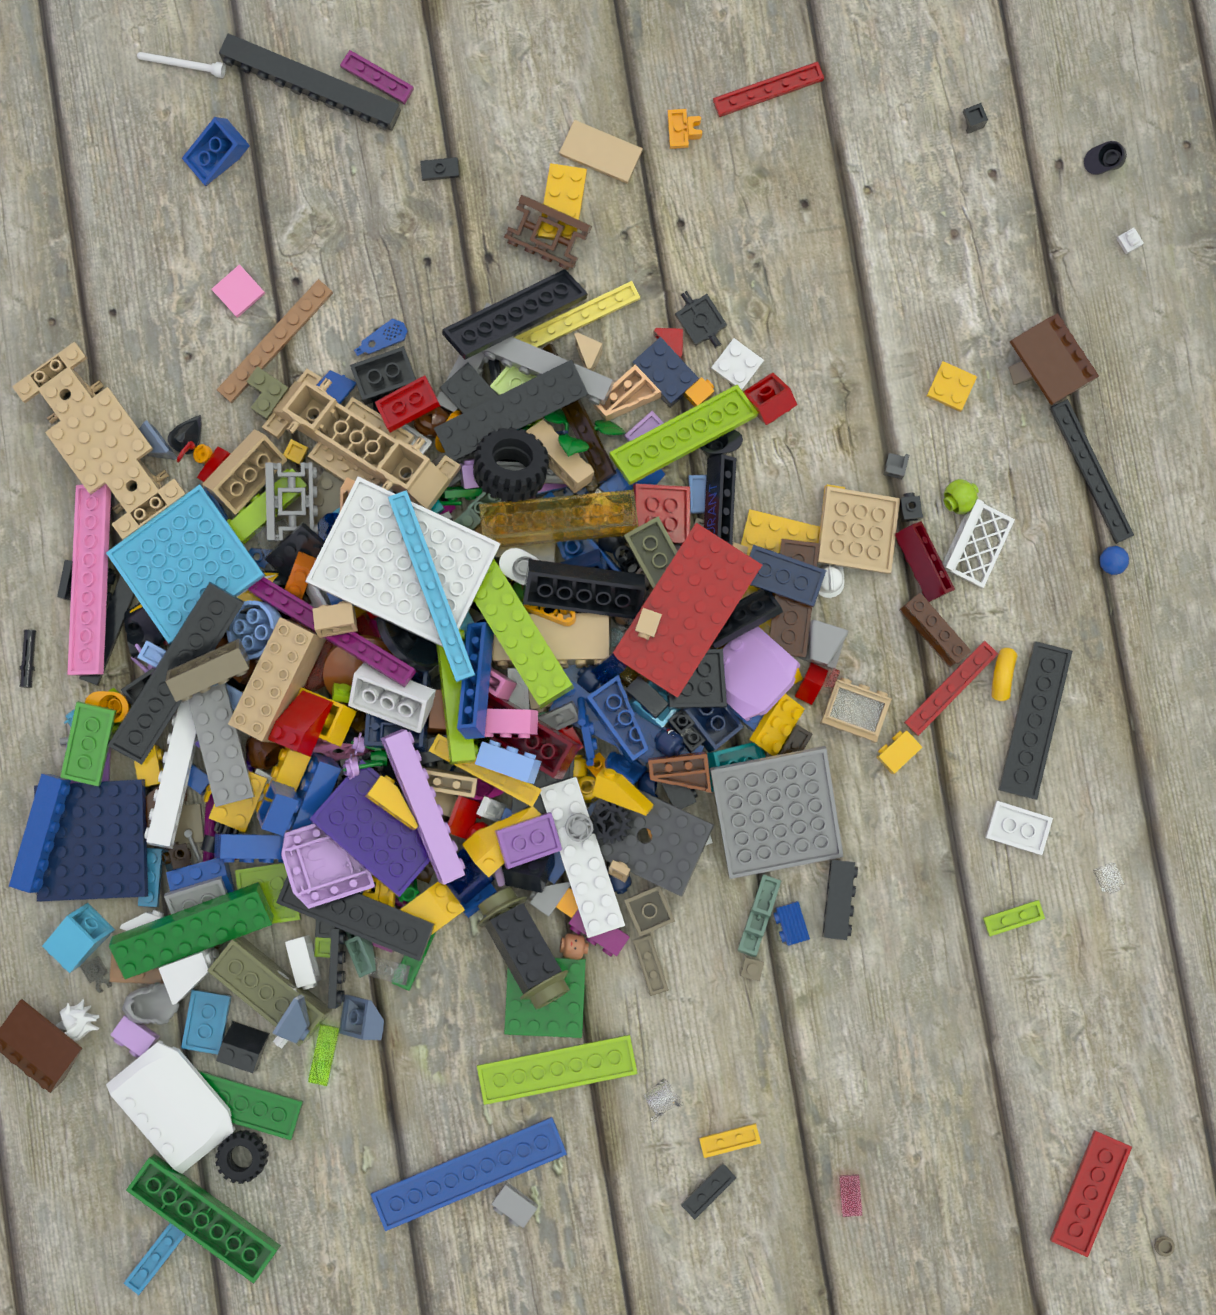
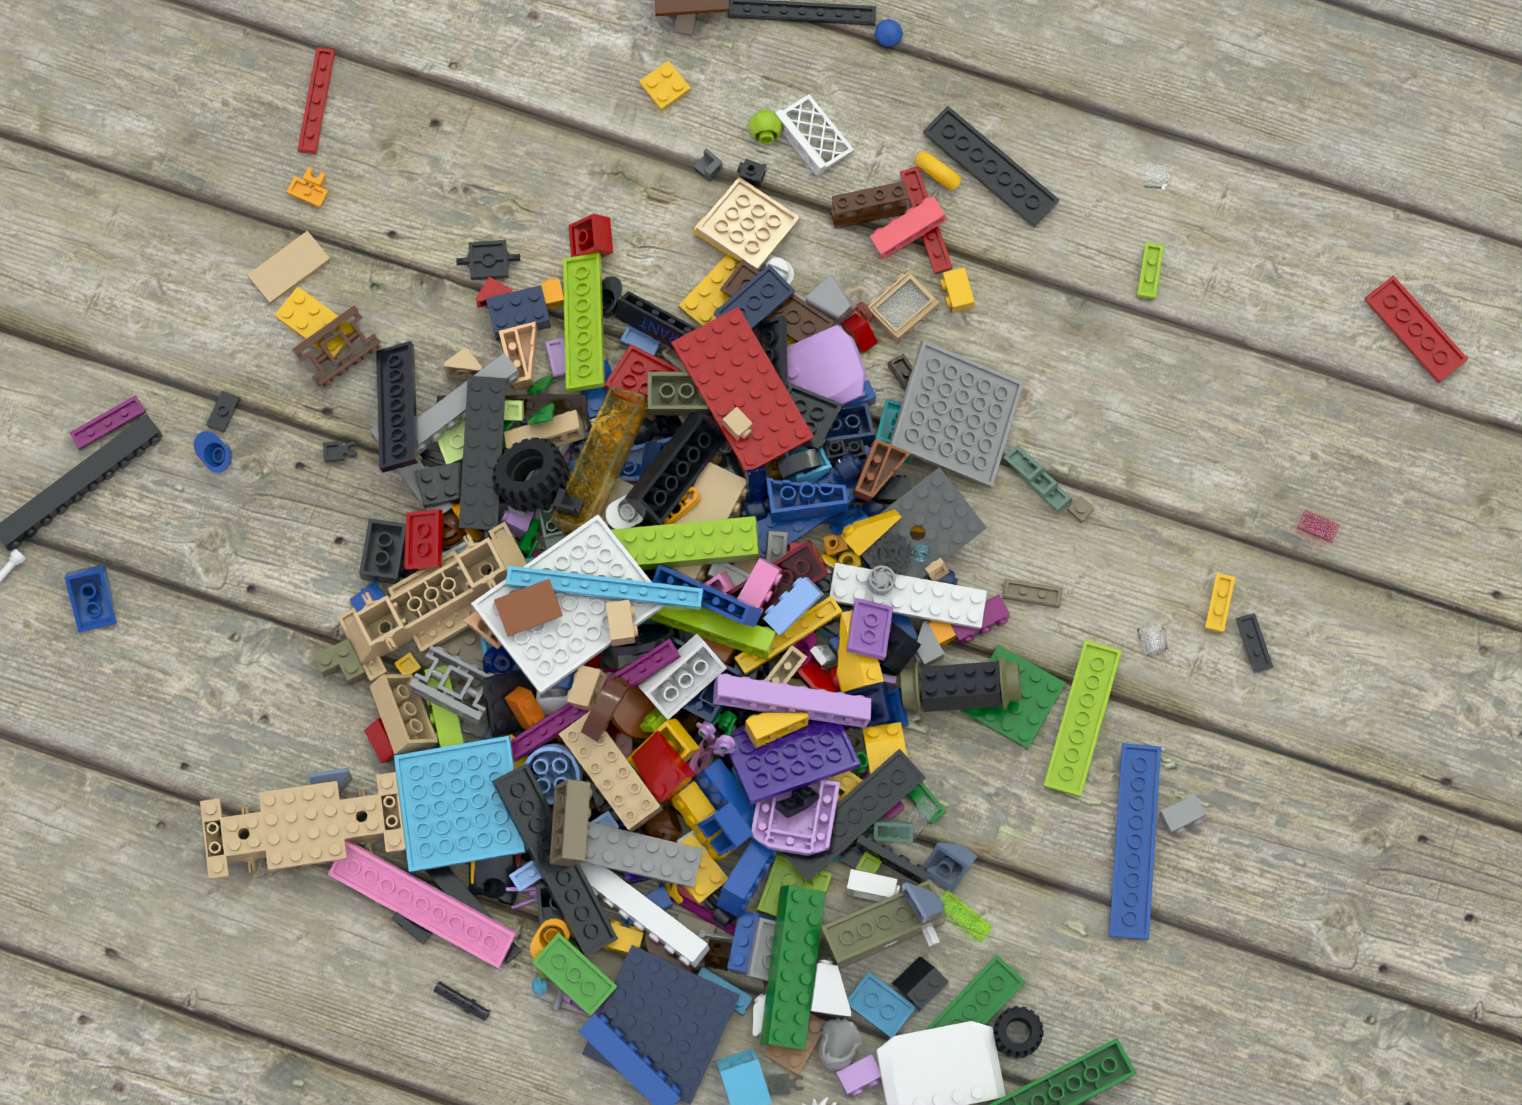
camera: 65 degrees left, 10 degrees down
(186, 436) = (338, 755): black piece -> none
(202, 453) = (362, 749): light orange tile -> none
(238, 291) = (231, 643): bright pink tile -> none
(275, 340) = (295, 634): medium nougat plate -> none
(321, 646) = (605, 707): none -> reddish brown arch
(335, 859) = (798, 802): none -> black slope
(376, 529) = (528, 607): none -> dark orange tile
(380, 339) = (347, 541): blue piece -> none
(395, 182) = (212, 451): none -> blue piece
(404, 618) = (620, 622): none -> tan brick
(454, 285) = (335, 451): none -> black plate
(498, 511) = (567, 505): none -> black panel
(568, 417) = (514, 410): none -> yellowish green plate
(573, 946) = (982, 648): nougat head -> none
(581, 316) = (427, 355): light yellow plate -> none
(587, 731) = (800, 531): blue plate -> none
(626, 849) = (921, 552): none -> clear light blue plate
(649, 910) = (984, 566): dark tan brick -> none
(737, 364) = (544, 250): white plate -> none
(777, 725) = (881, 377): yellow plate -> none
(791, 923) = (1058, 454): blue brick -> none
(838, 900) = (1058, 404): black brick -> none
(924, 561) = (804, 184): dark red brick -> none
(933, 676) = (908, 227): none -> coral brick
(1018, 828) = (1075, 227): white plate -> none
(1164, 1246) = (1490, 293): dark tan plate -> none

